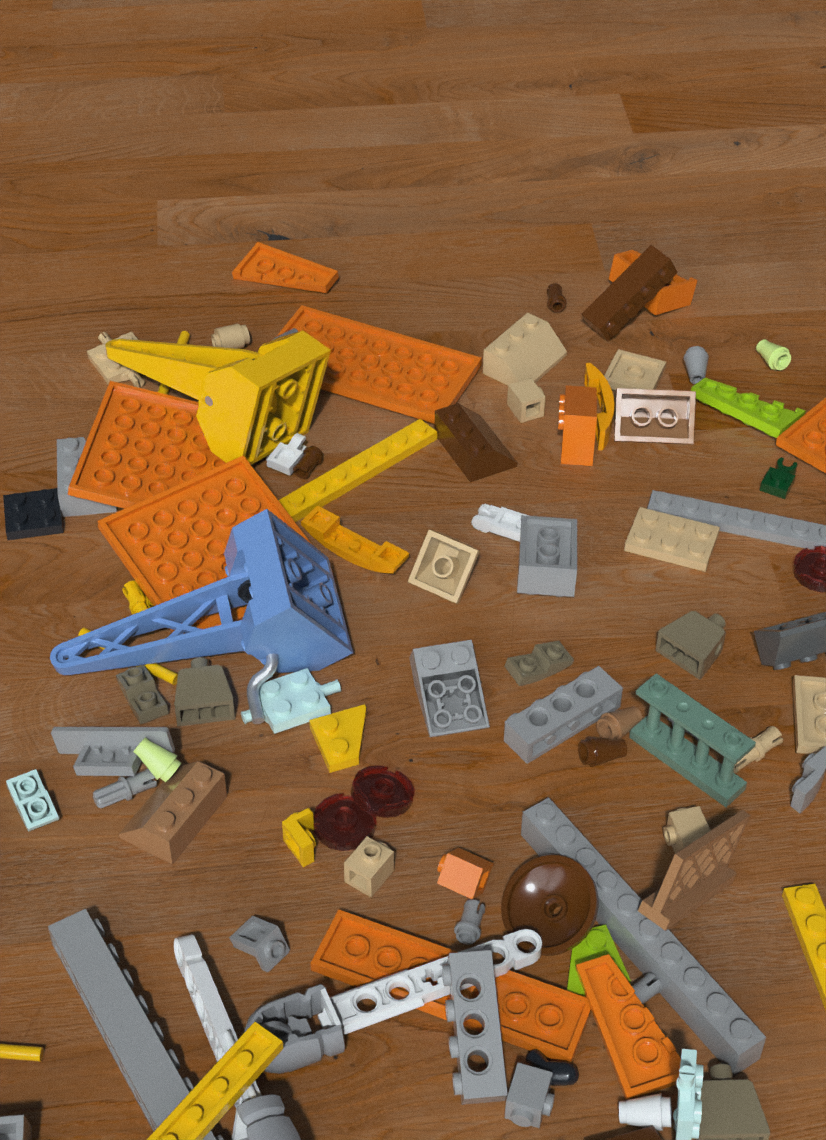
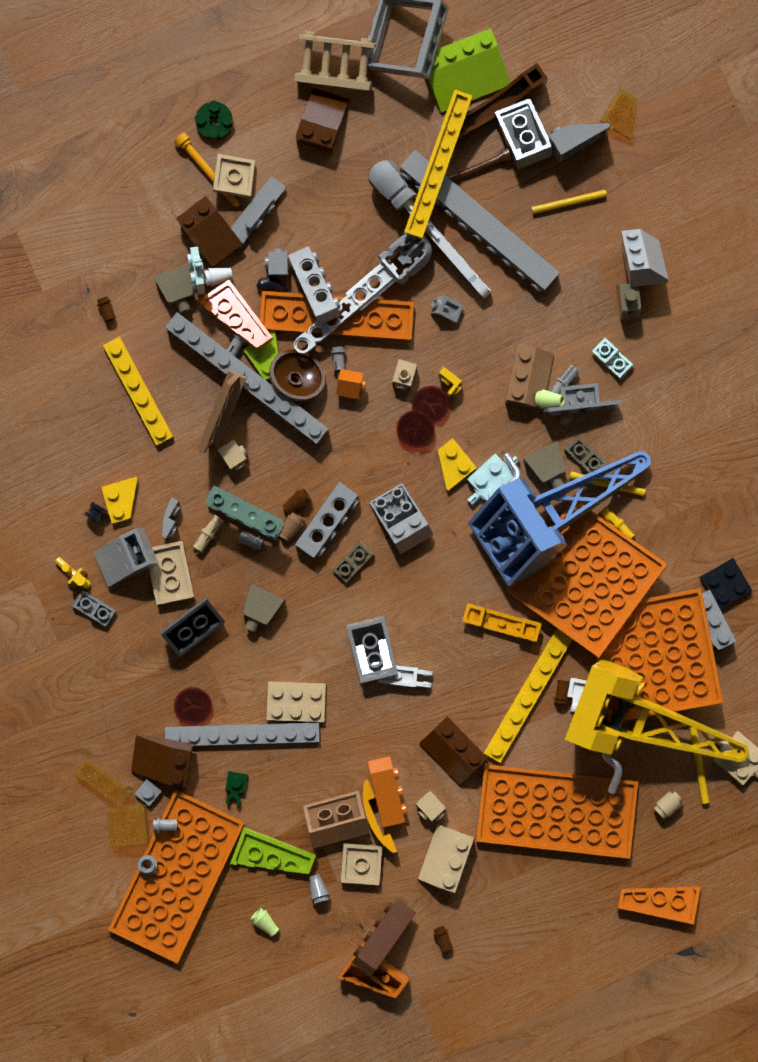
camera: 165 degrees right, 40 degrees up
(443, 565) = (435, 620): tan slope -> none

